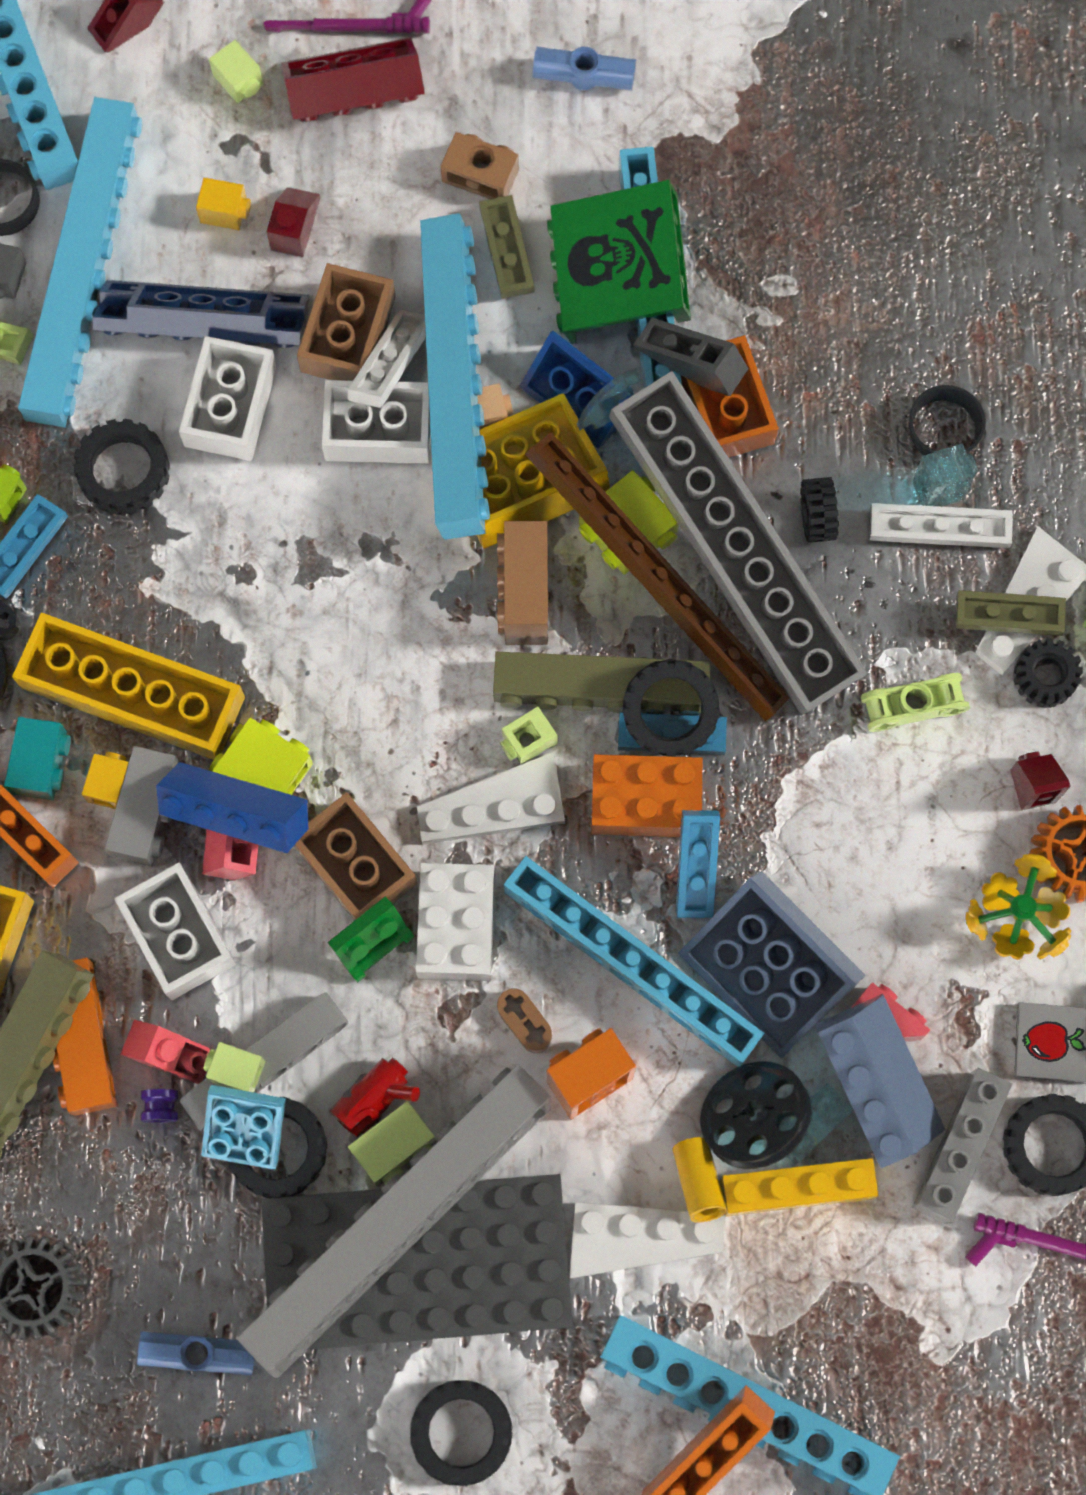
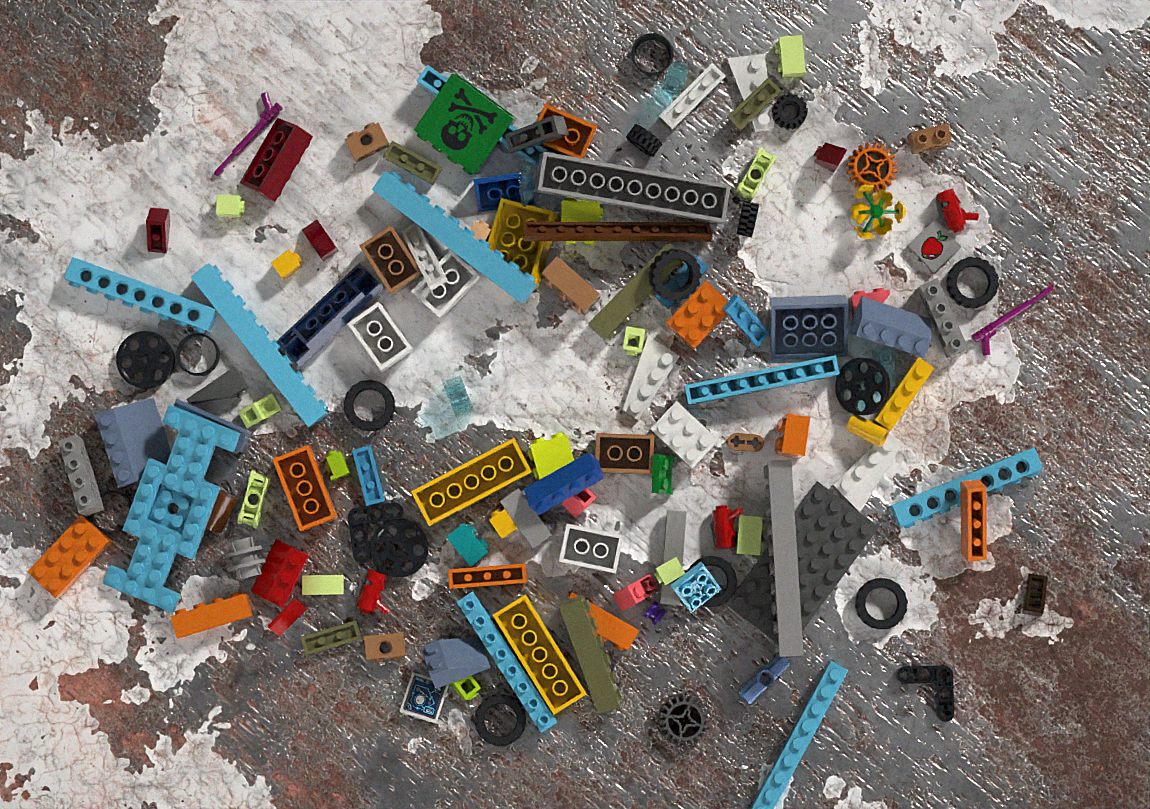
camera: 50 degrees left, 10 degrees up
(234, 569) = (458, 397): none -> clear light blue brick
(603, 71) = (370, 50): medium blue piece -> none
(843, 742) = (747, 219): none -> black tyre

